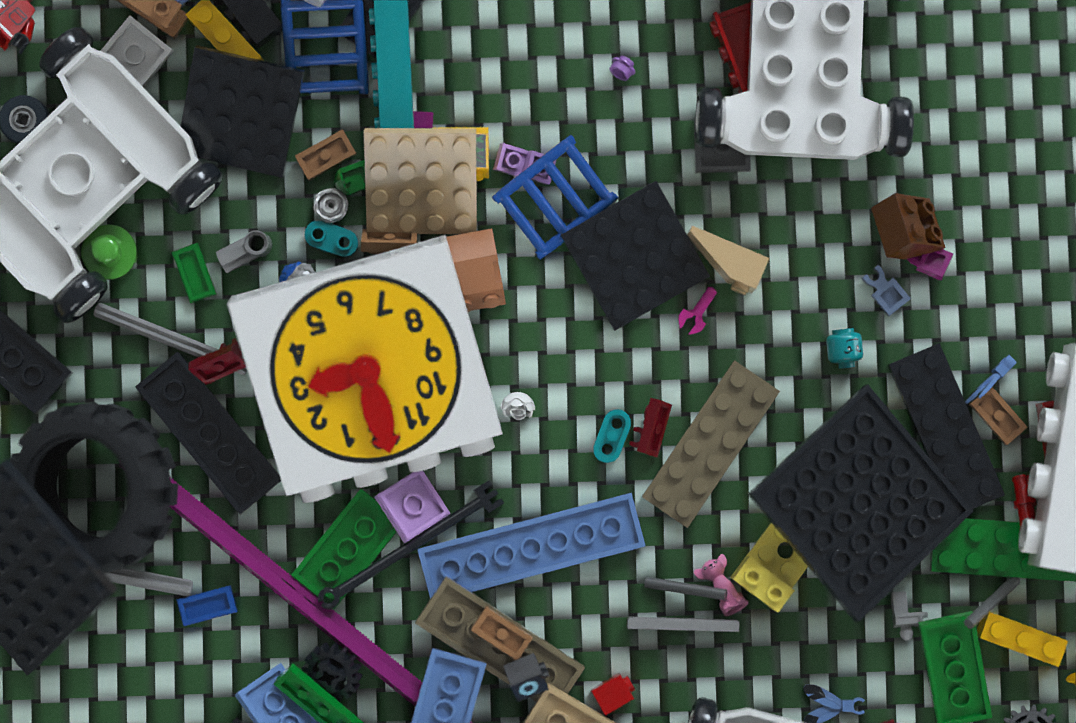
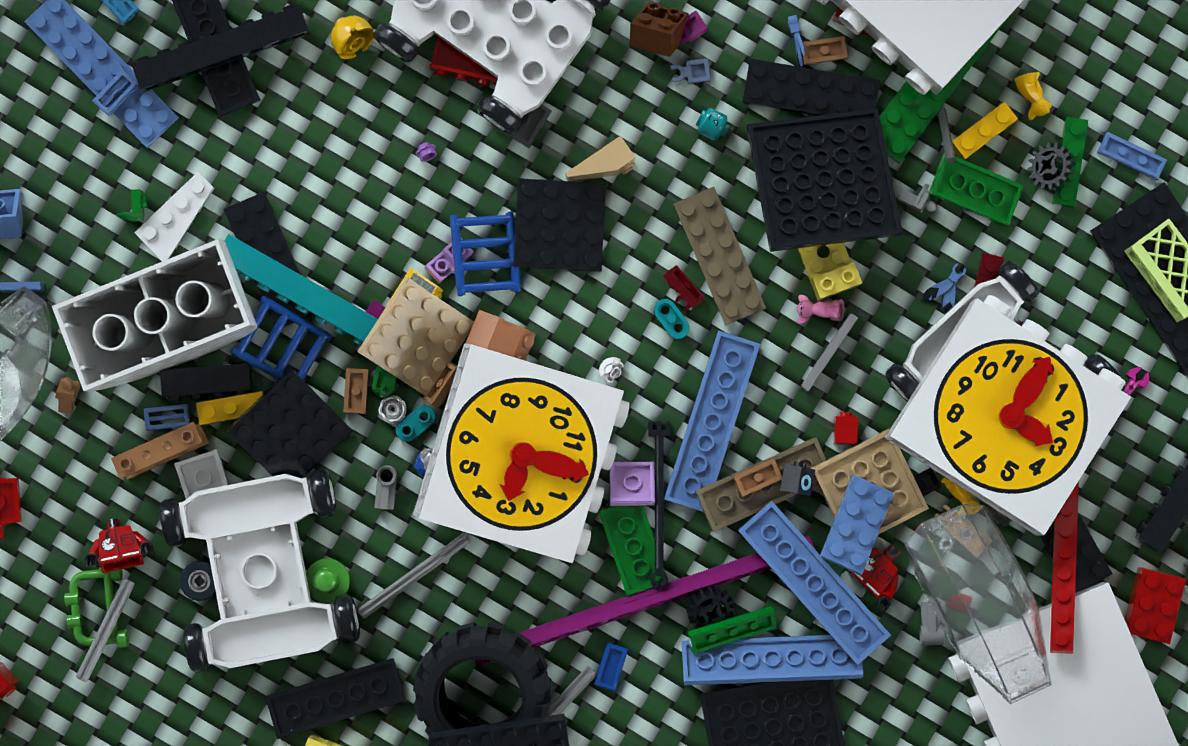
camera: 50 degrees left, 0 degrees up
(194, 273) = (378, 531): green tile -> none
(209, 433) = (494, 590): black plate -> none
(218, 363) = (453, 552): dark red plate -> none
(685, 588) = (808, 332): dark grey bar -> none
(697, 311) = (624, 207): dark pink bar -> none
(1023, 503) = (893, 71): red pin -> none

